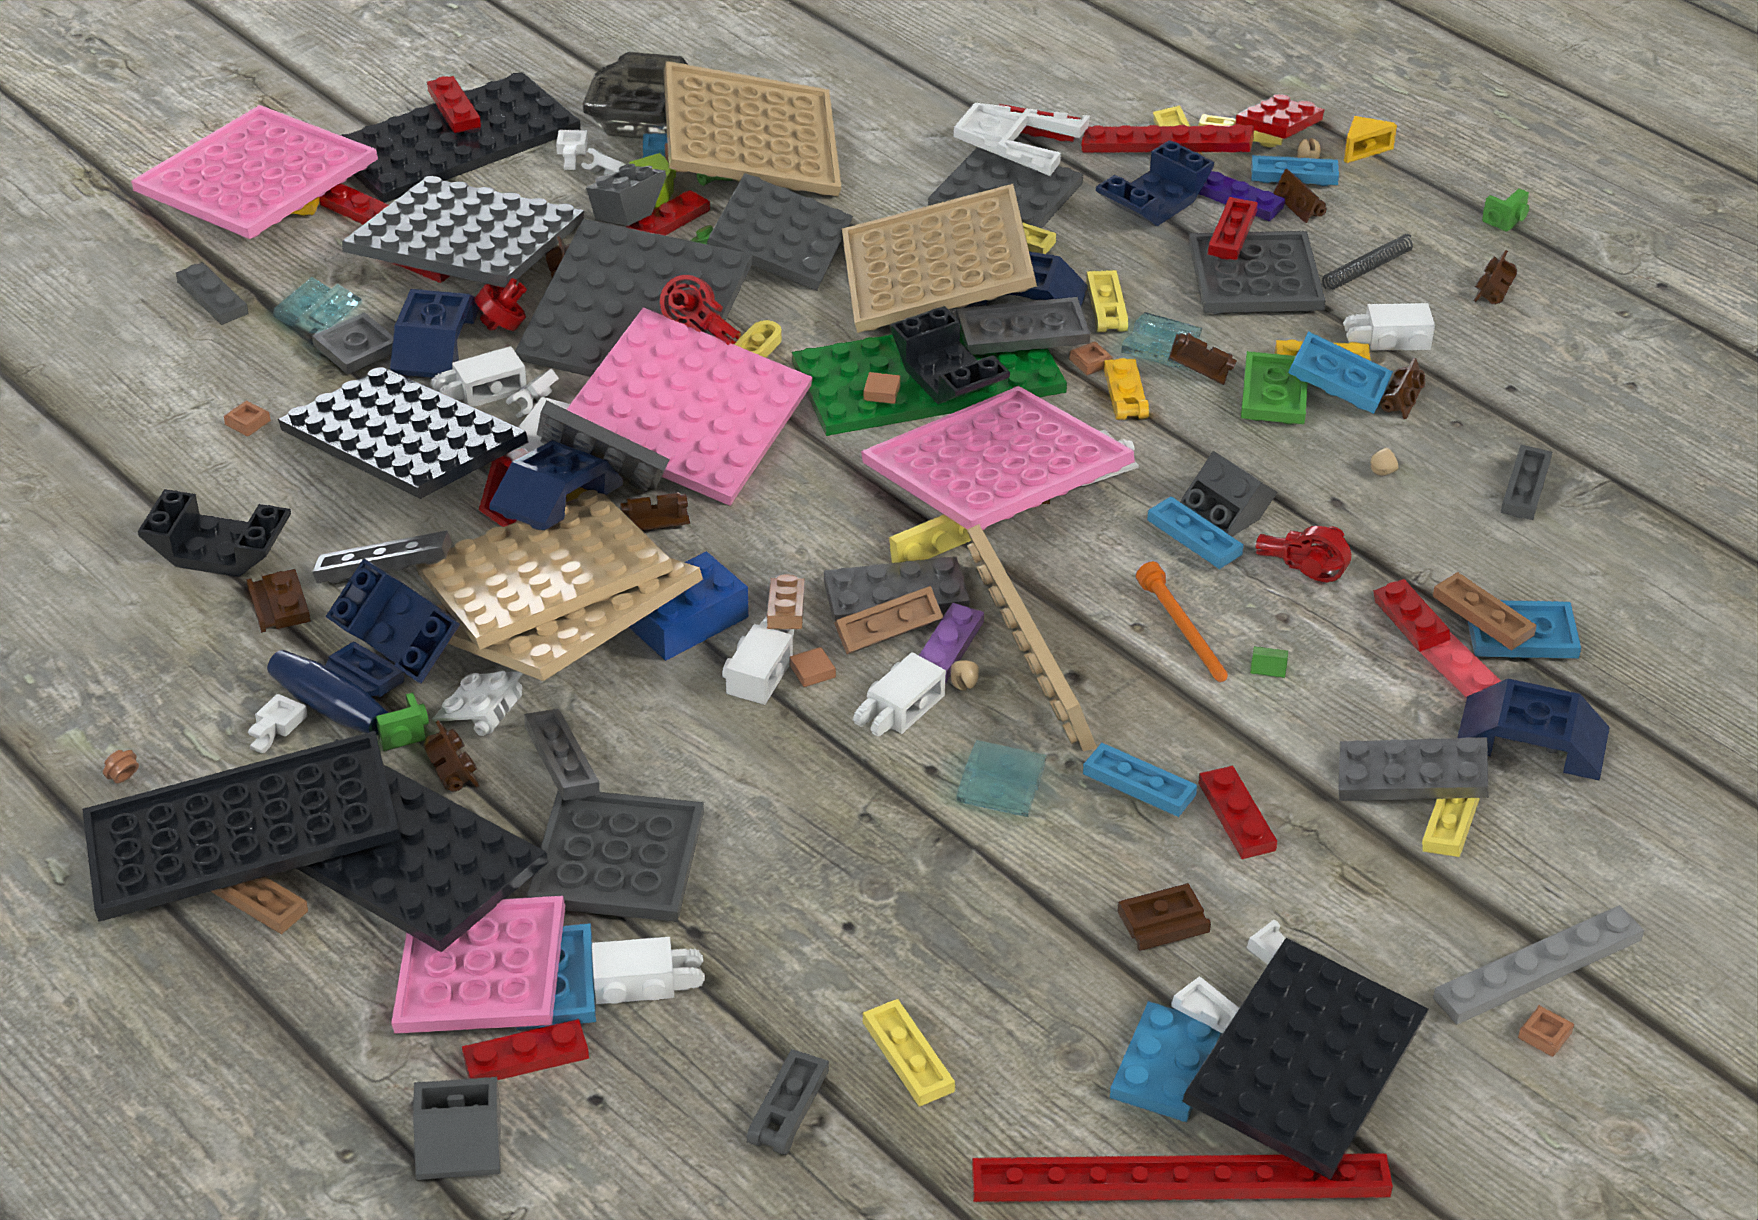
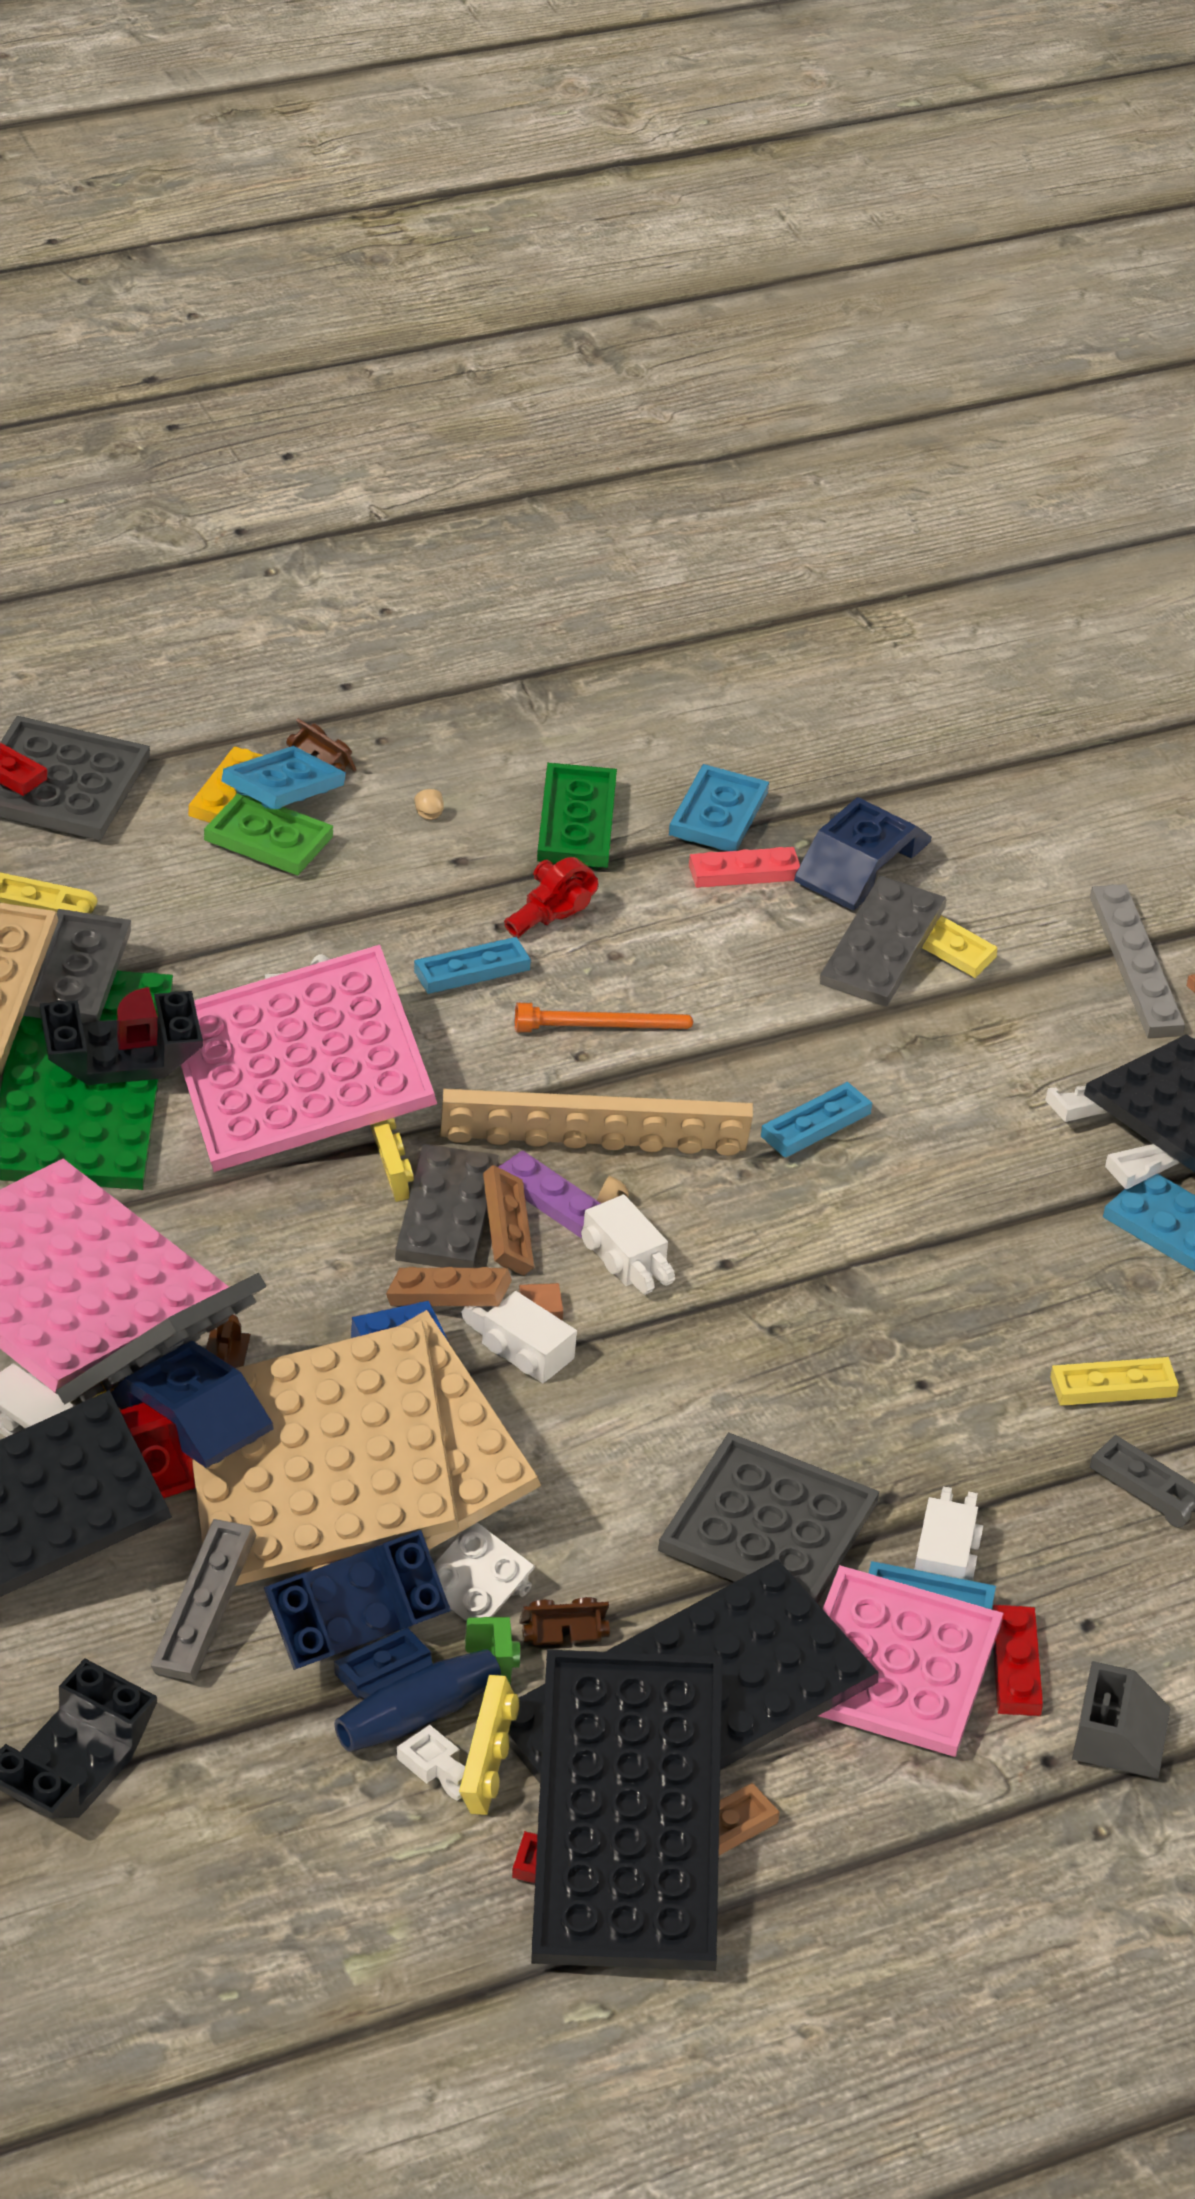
camera: 75 degrees left, 0 degrees up
(120, 766) = (455, 1915): nougat plate -> none
(278, 600) = (205, 1725): reddish brown plate -> none
(286, 735) = (489, 1745): none -> light yellow plate
(561, 754) = (613, 1521): flat silver plate -> none
(881, 387) = (118, 1108): nougat tile -> none
(959, 351) = (137, 1020): none -> dark red brick
(1001, 778) = (772, 1211): clear light blue slope -> none
(1089, 357) = (137, 948): nougat tile -> none
(1125, 389) = (203, 939): yellow plate -> none
(1154, 338) = (132, 885): clear light blue slope -> none
(1164, 916) = (1003, 1162): reddish brown plate -> none
(1194, 355) = (198, 861): reddish brown hinge -> none
(1227, 495) = (432, 921): dark grey slope -> none
(1237, 812) = (880, 1073): red plate -> none
(1269, 661) = (682, 981): bright green slope -> none
(1366, 257) = (75, 672): dark grey piece -> none
(1392, 327) = (221, 717): white hinge -> none
(1412, 615) = (673, 866): red plate -> none
(1440, 546) = (577, 814): none -> green plate
(1484, 611) = (705, 815): medium nougat plate -> none
(1496, 279) = (175, 626): reddish brown hinge -> none
(1508, 212) = (68, 572): bright green bracket -> none
(1526, 482) = (510, 726): dark grey plate -> none

